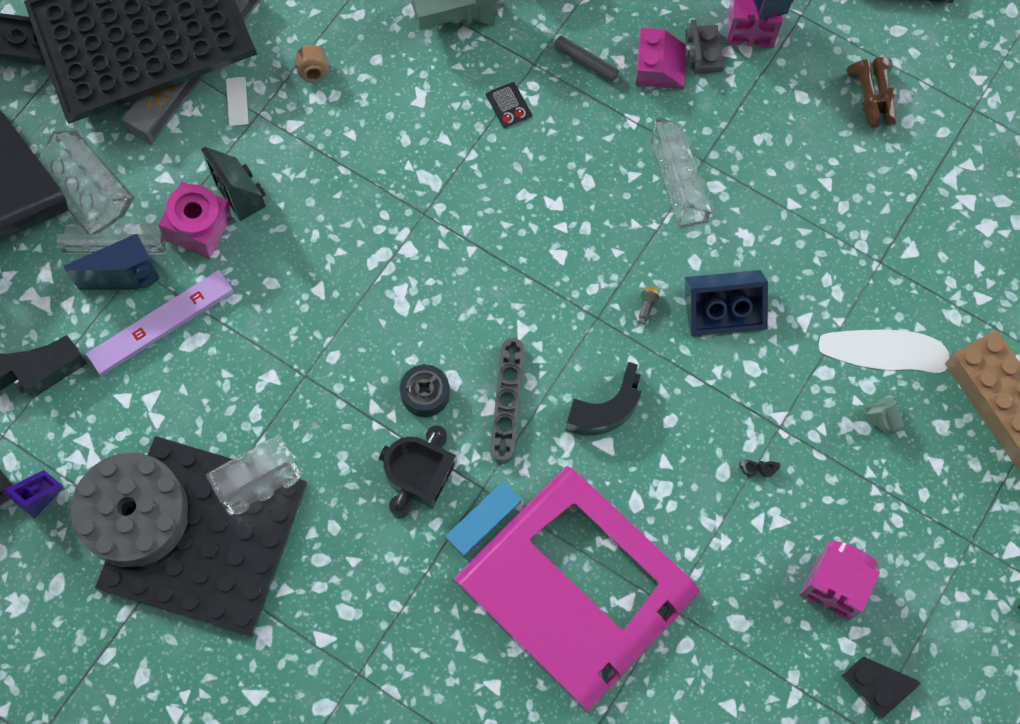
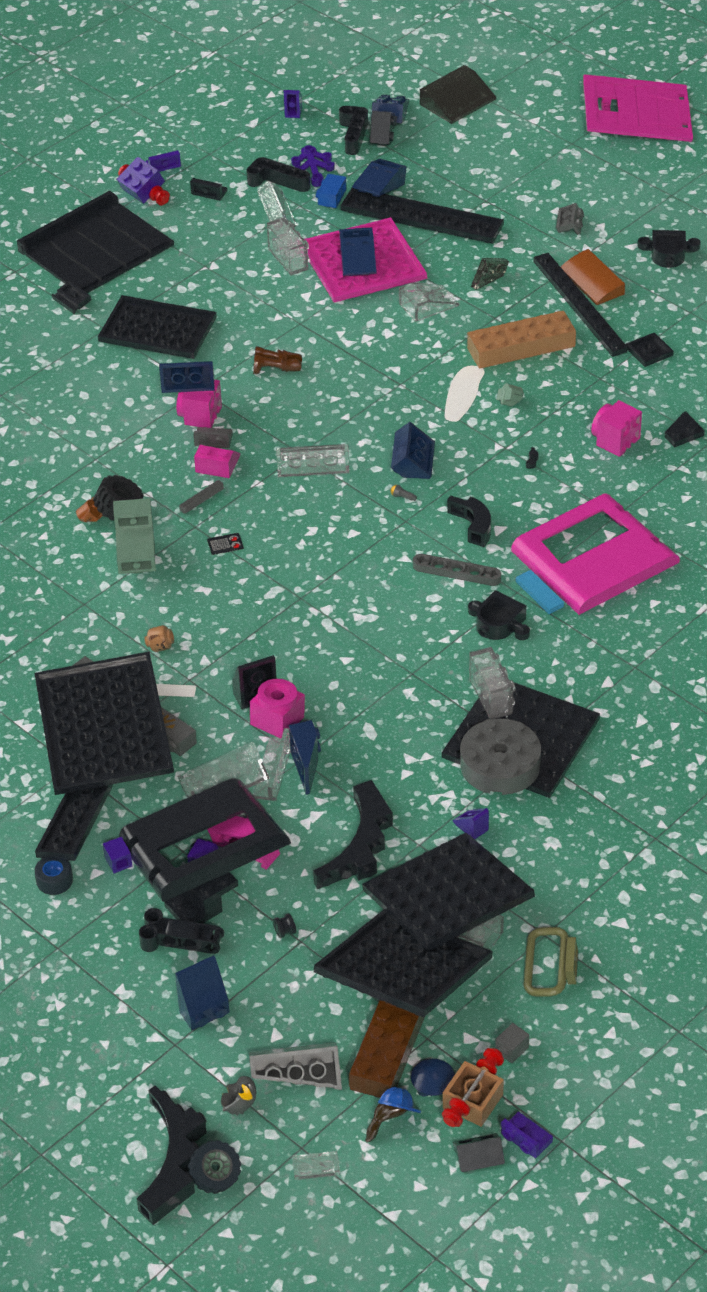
camera: 75 degrees left, 25 degrees down
(159, 323) = (350, 744): lavender tile -> none
(424, 403) = (440, 607): wheel -> none

